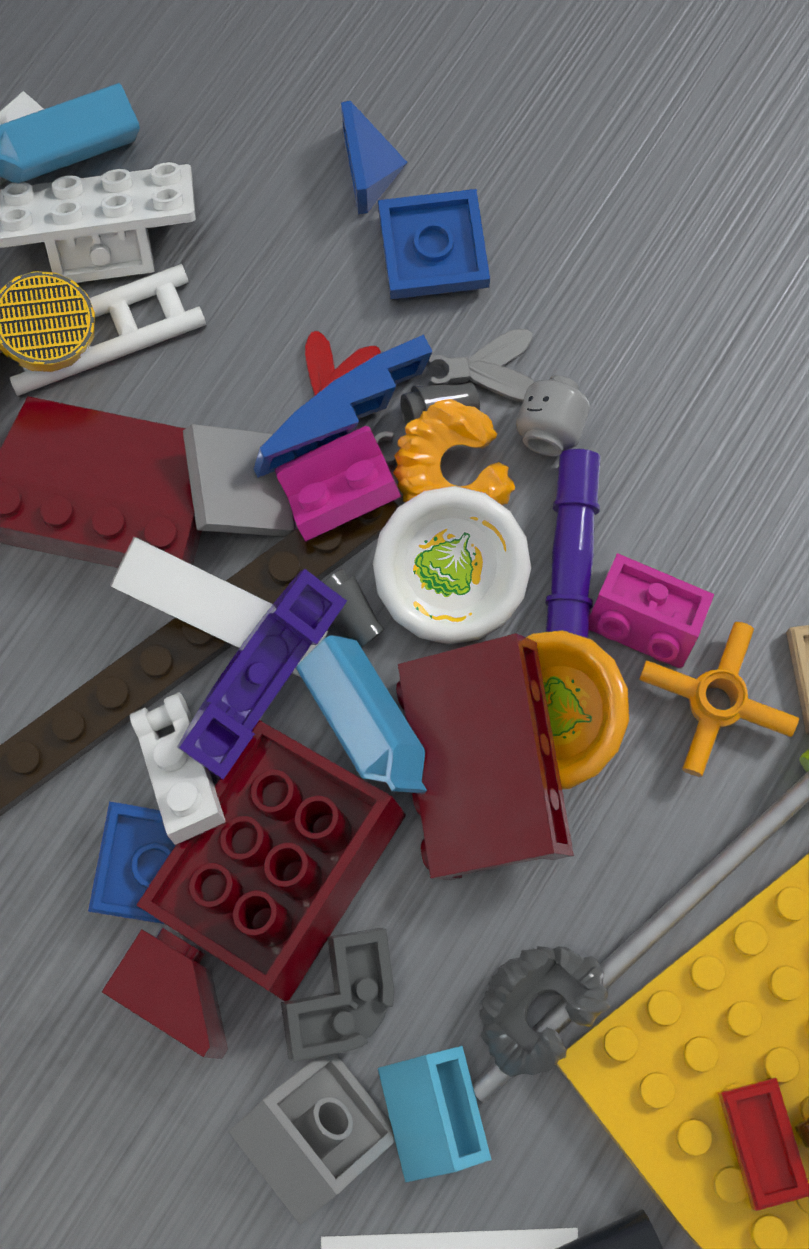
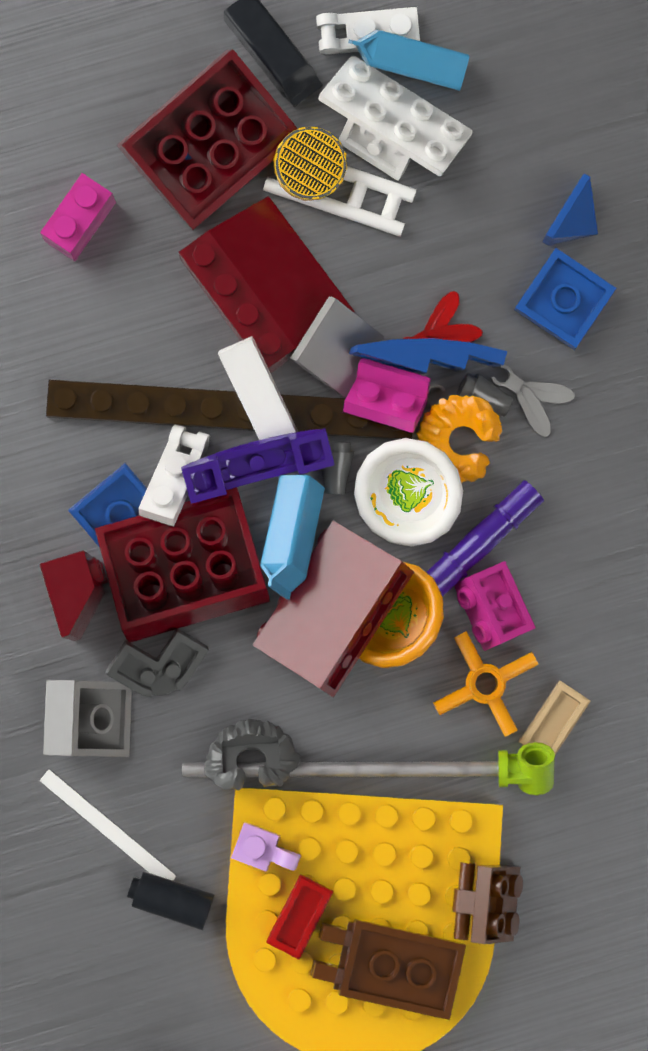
camera: 40 degrees right, 10 degrees up
(434, 1114) = (153, 760): medium azure brick -> none
(552, 416) = (538, 456): light grey head -> none
(646, 1105) = (259, 848): none -> lavender plate

